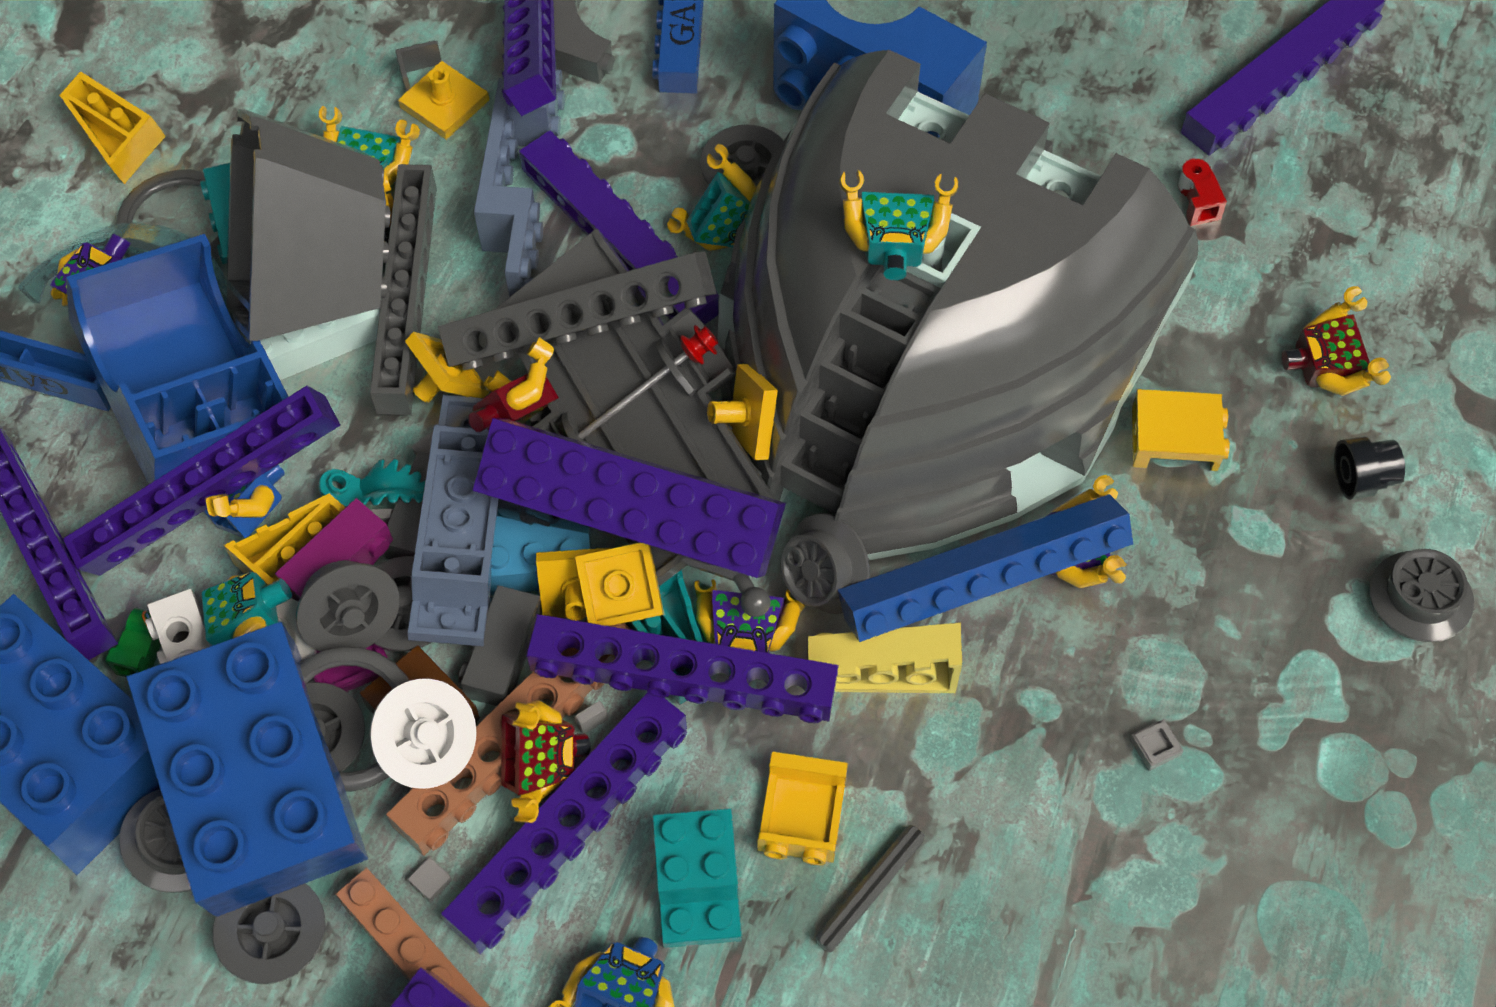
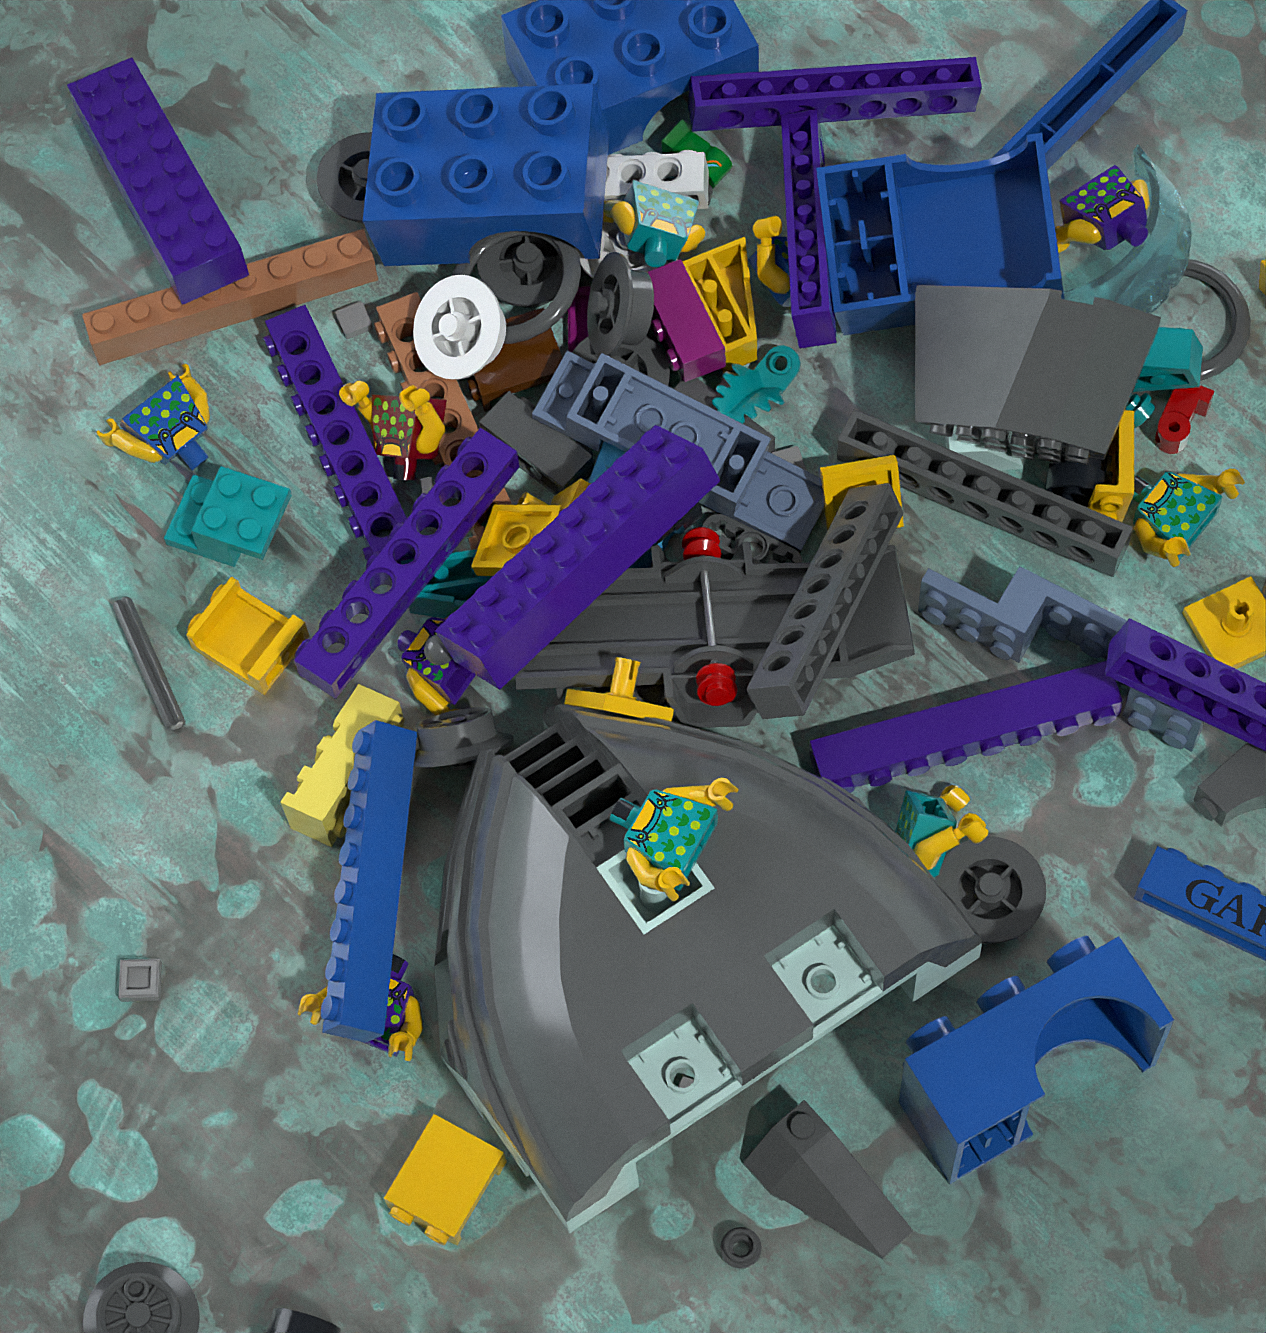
camera: 120 degrees right, 5 degrees up
(519, 398) = (770, 523): torso -> none

